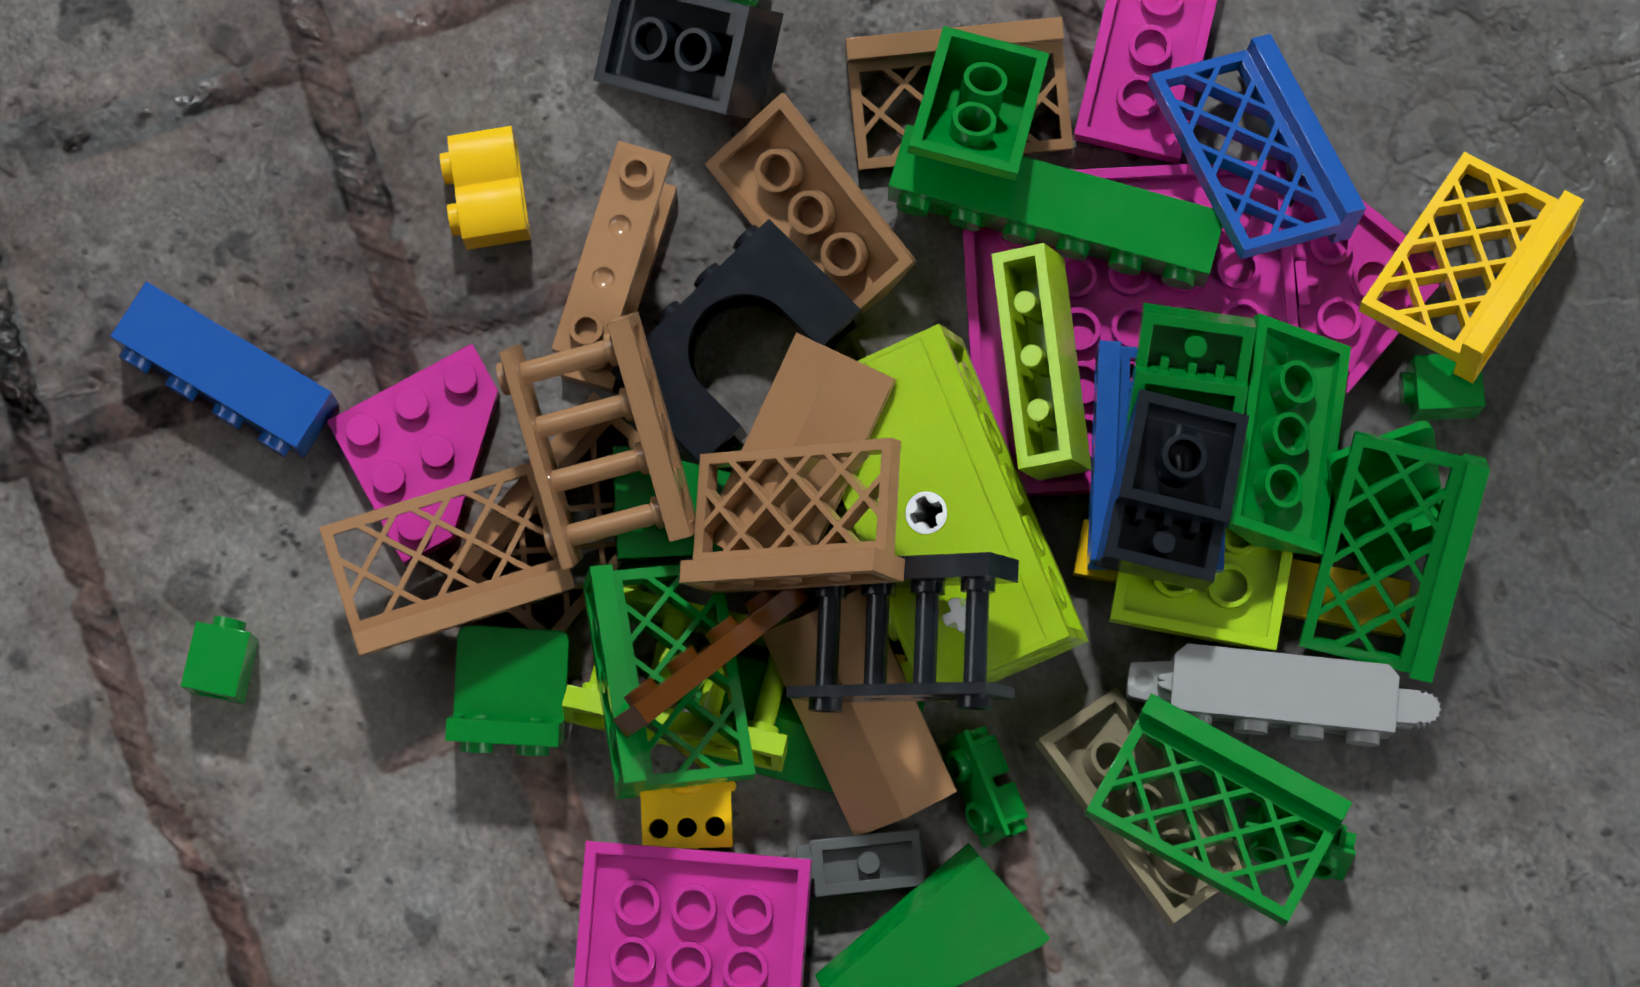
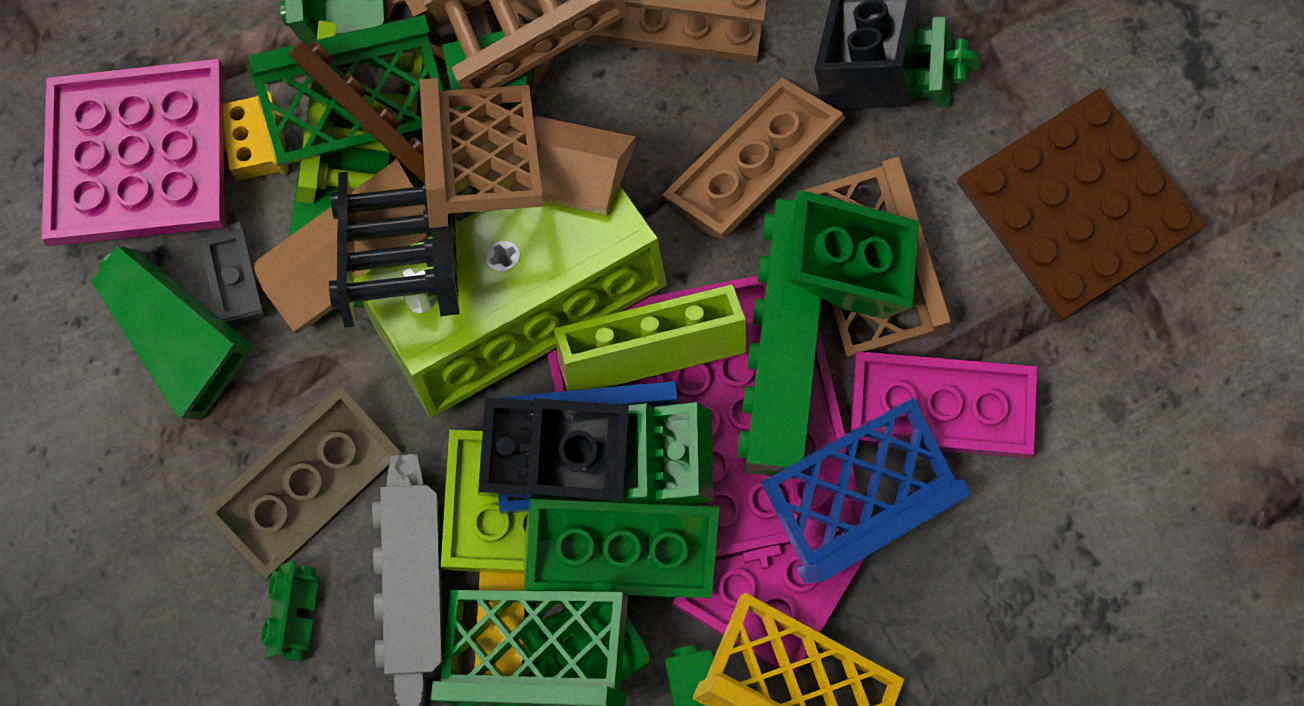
camera: 75 degrees right, 5 degrees down
(761, 273) = (609, 67): black arch -> none
(990, 810) = (289, 365): green hinge -> none
(1250, 776) = (335, 553): green fence -> none

